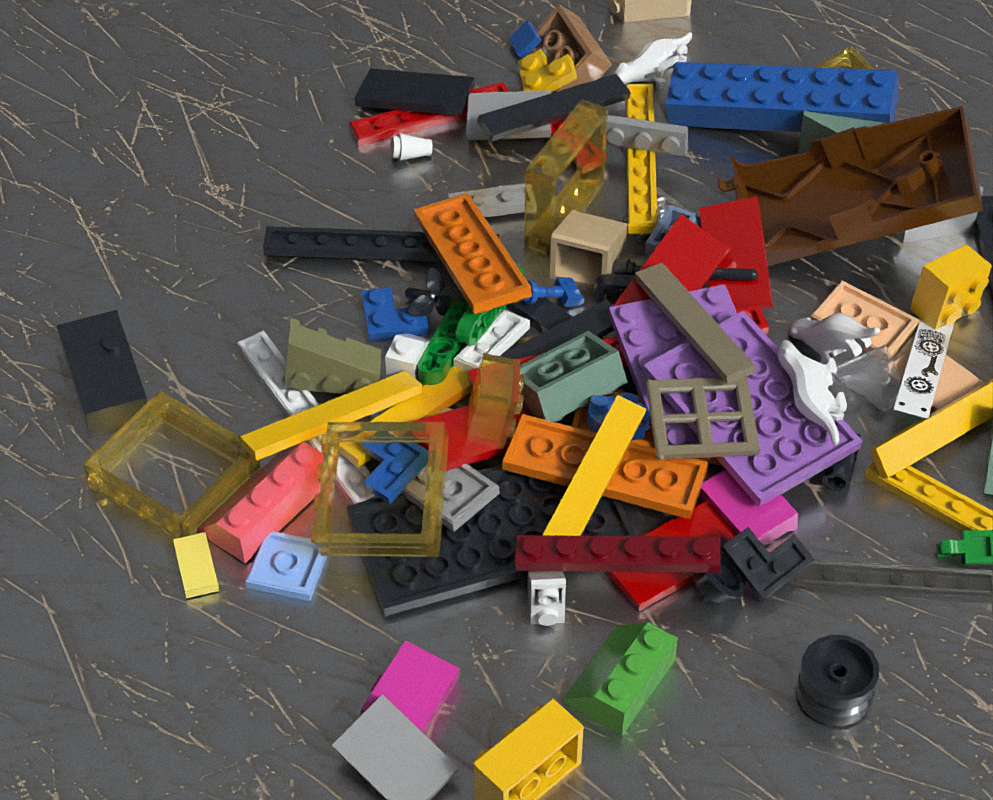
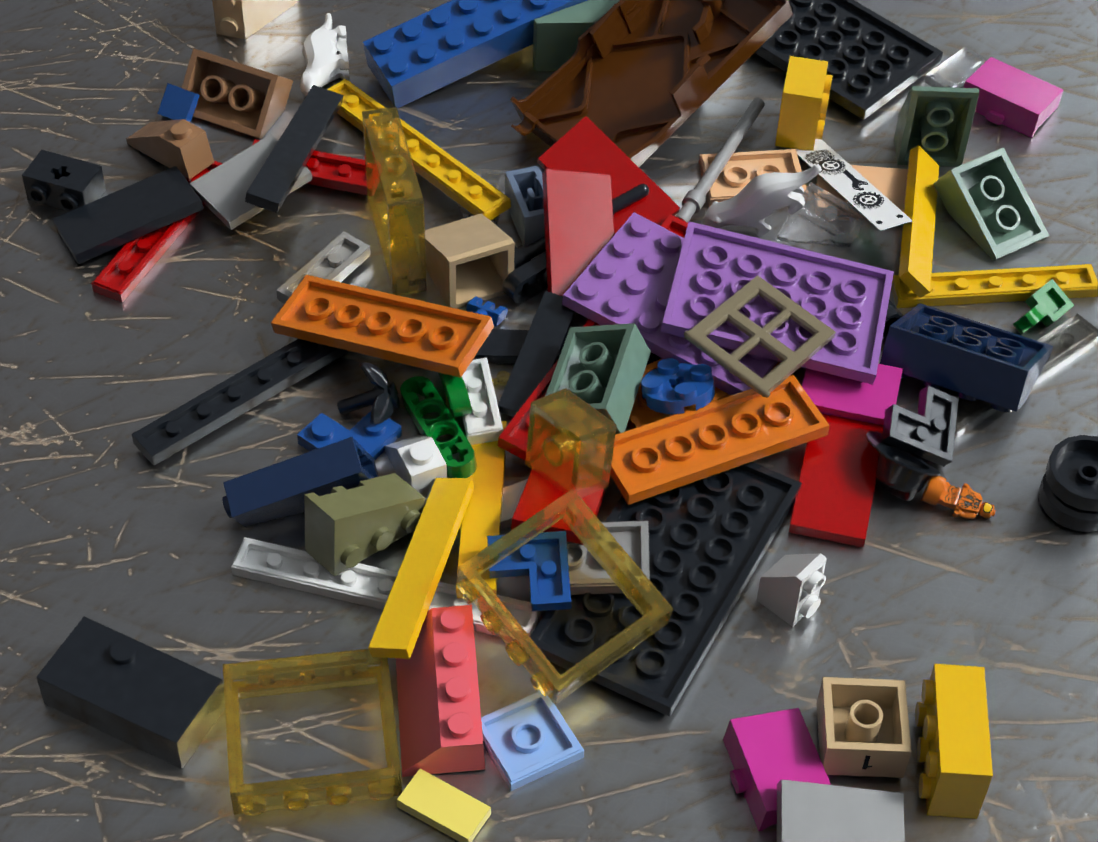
camera: 45 degrees left, 0 degrees up
(335, 315) = (281, 487): none -> dark blue slope
(399, 48) = (63, 181): none -> black brick
(409, 147) = (182, 271): white cone -> none
(481, 707) = (863, 727): none -> tan brick
(488, 66) = (174, 144): none -> medium nougat slope
(539, 75) = (239, 132): yellow plate -> none
(596, 469) = (730, 463): yellow tile -> none
(618, 553) = (822, 504): dark red plate -> none
(623, 674) = (922, 607): bright green slope -> none
(647, 135) = (426, 117): light grey plate -> none
(695, 323) = (665, 257): dark tan tile -> none
(742, 633) = (963, 501): none -> orange piece
(795, 307) = (696, 198): none -> light grey bar
(811, 388) = (820, 250): white animal -> none
(862, 537) = (965, 357): none -> dark blue slope

